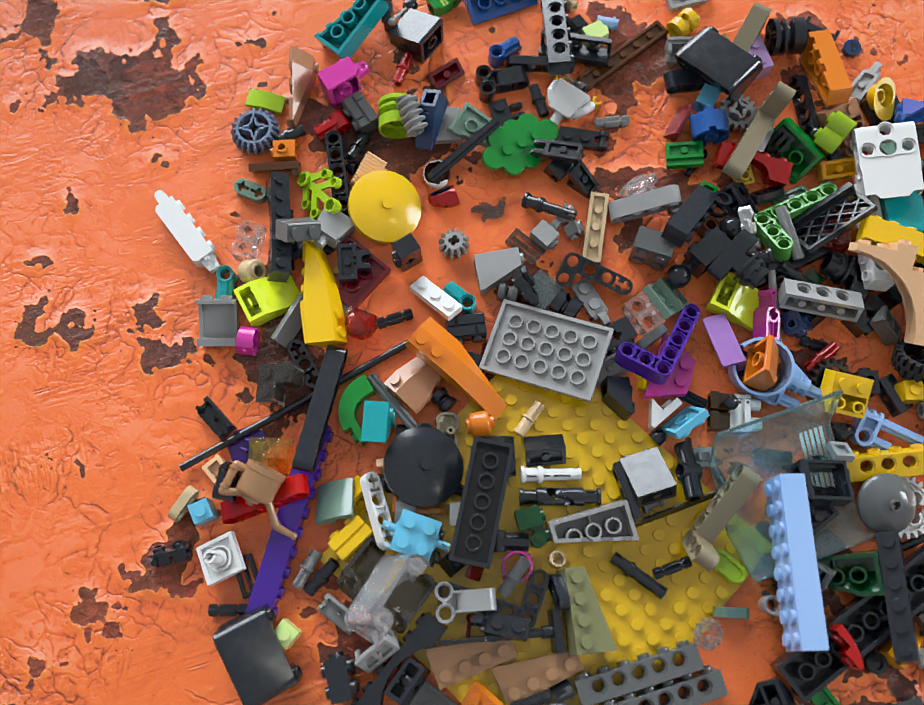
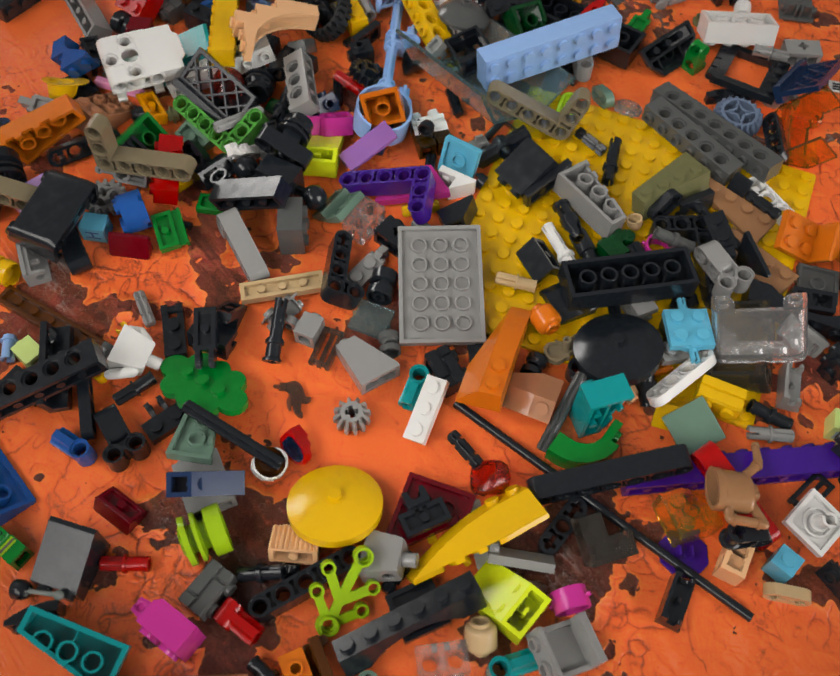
camera: 115 degrees left, 15 degrees down
(298, 229) = (414, 580): dark grey brick -> none
(406, 252) = (386, 455): black brick -> none
(410, 114) = (208, 495): light grey piece -> none
(526, 282) = (372, 328): black plate -> none
(639, 184) = (222, 255): clear piece -> none
(652, 336) = (391, 207): dark grey beam -> none
(834, 132) = (115, 106): lime brick -> none
(855, 391) = (381, 52): yellow slope -> none

